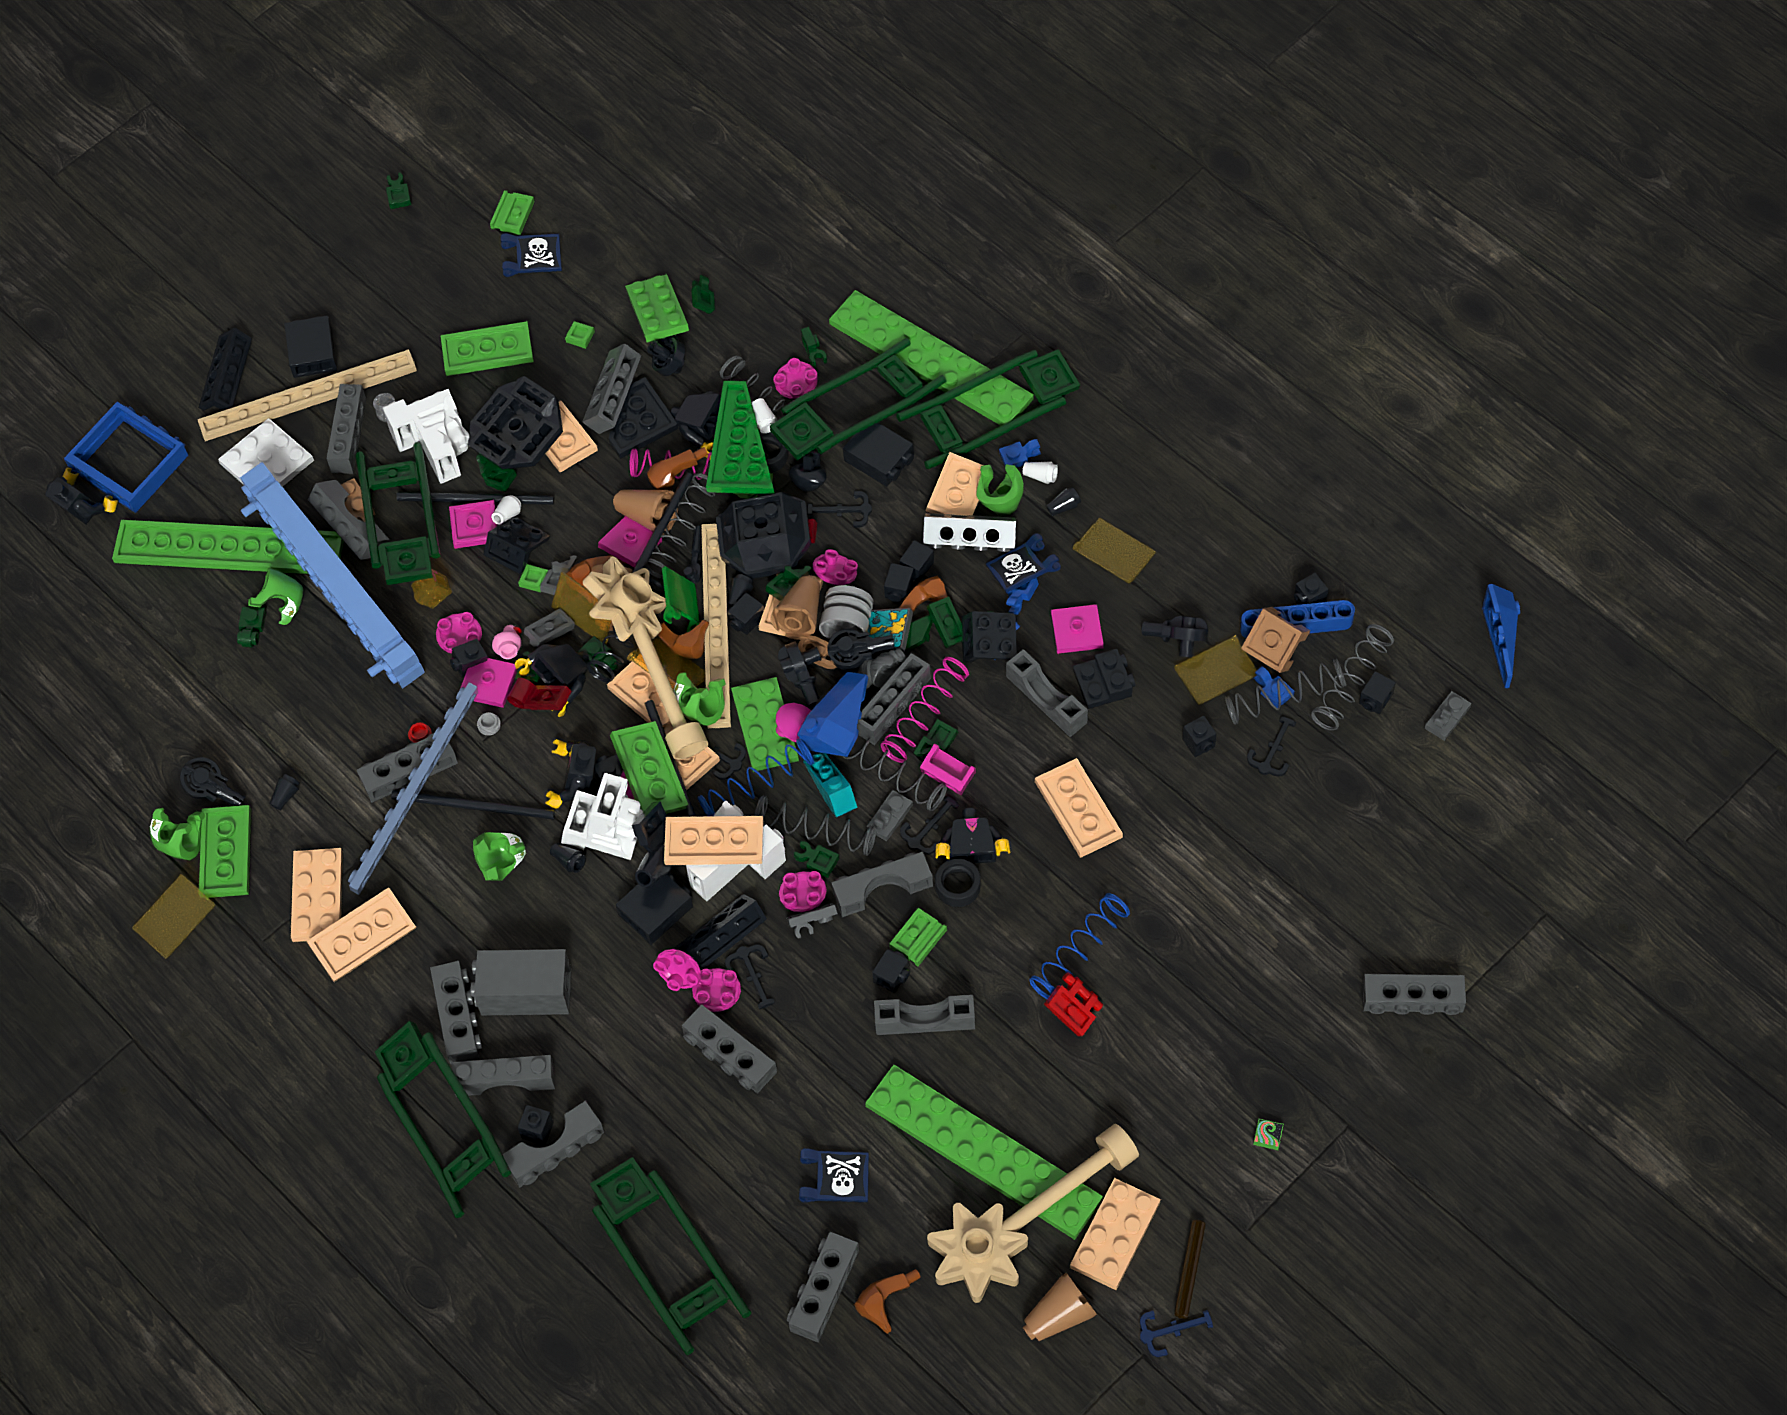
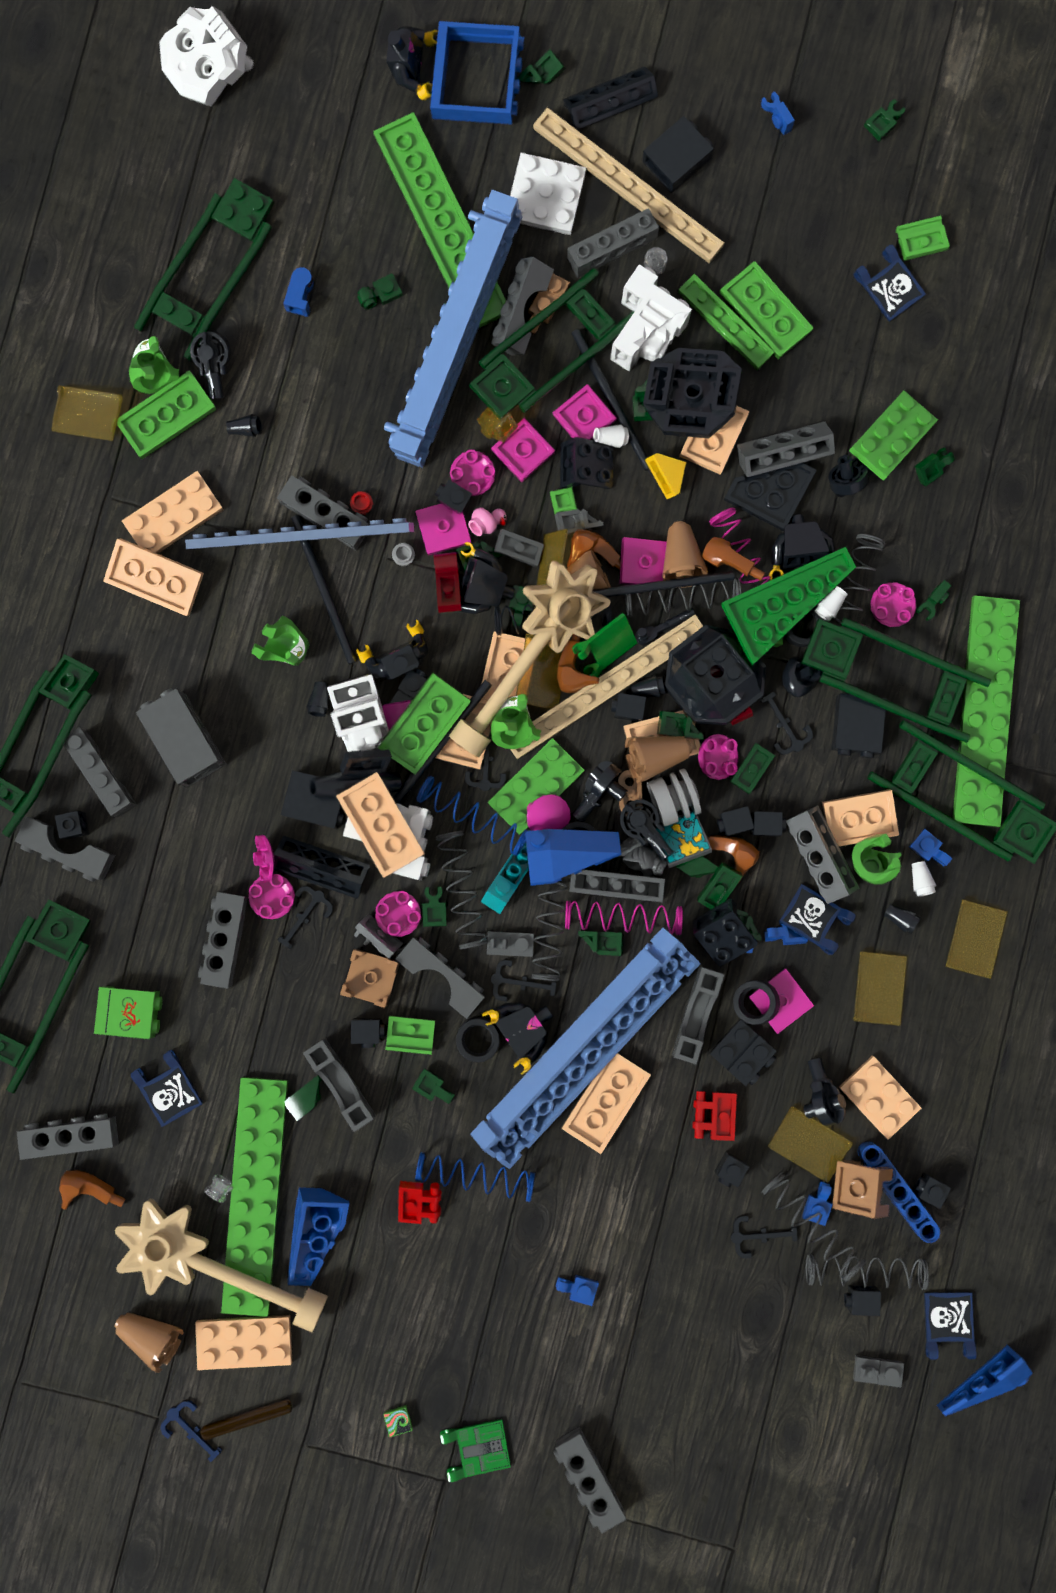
camera: 60 degrees right, 25 degrees up
(98, 697) = (242, 212): none -> dark green plate
(164, 407) = (544, 70): none -> dark green slope
(201, 688) = (296, 296): none -> blue leg
(283, 587) = (421, 294): bright green piece -> none
(337, 258) = (781, 116): none -> blue plate
(444, 978) = (102, 715): dark grey brick -> none
(469, 584) = (523, 450): none -> dark pink plate
(476, 380) = (726, 322): none -> bright green plate
(568, 484) = (667, 473): none -> yellow slope
(579, 334) = (830, 382): bright green tile -> none
(739, 1168) = (127, 1012): none -> bright green panel
(845, 943) = (370, 977): none -> medium nougat panel
(862, 549) = (752, 768): none -> dark green plate
(920, 1057) = (304, 1099): none -> dark green slope
(947, 770) = (575, 972): dark pink panel -> none
(956, 1174) = (219, 1188): none -> clear wheel
(975, 944) = (430, 1086): none -> dark green plate
(1020, 794) = (585, 1048): none -> medium blue brick
(1043, 1109) = (316, 1225): none -> blue wedge
(1048, 636) = (739, 1004): none -> black tyre
(1117, 460) = (976, 939): none -> clear yellow piece
(1147, 721) = (722, 1115): none -> red plate
(1209, 595) = (880, 1097): none -> light nougat plate
(1236, 915) = (581, 1290): none -> blue plate
(1335, 1076) = (480, 1447): none -> green flag
(1434, 640) = (949, 1320): none -> flag

